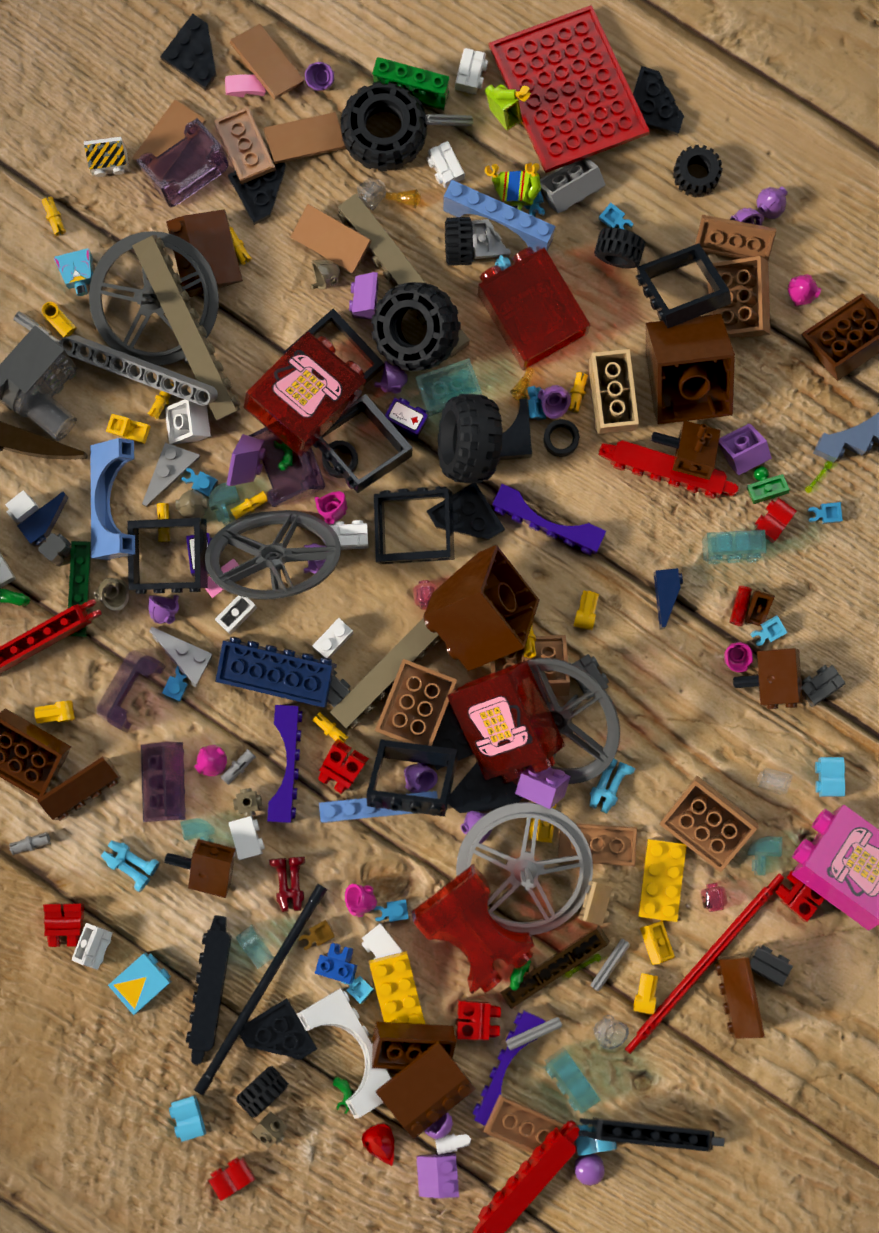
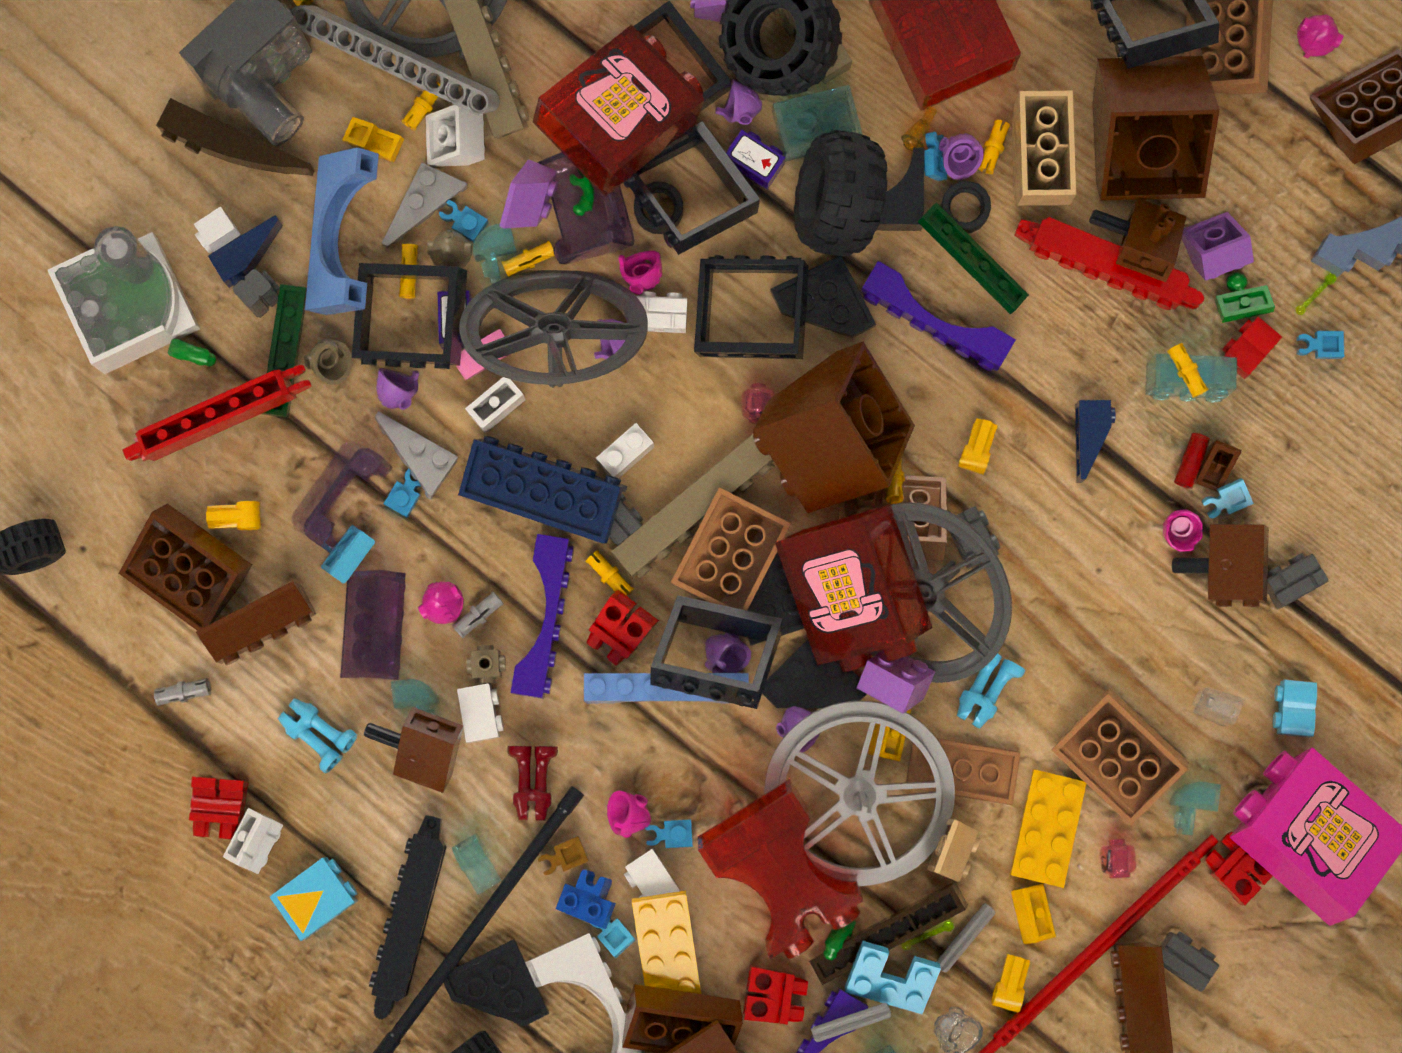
camera: 10 degrees right, 0 degrees up
(139, 732) = (348, 554): none -> medium azure slope
(545, 1003) = (871, 983): none -> medium azure plate
(570, 475) = (973, 258): none -> dark green plate
(730, 542) = (1187, 370): none -> yellow pin

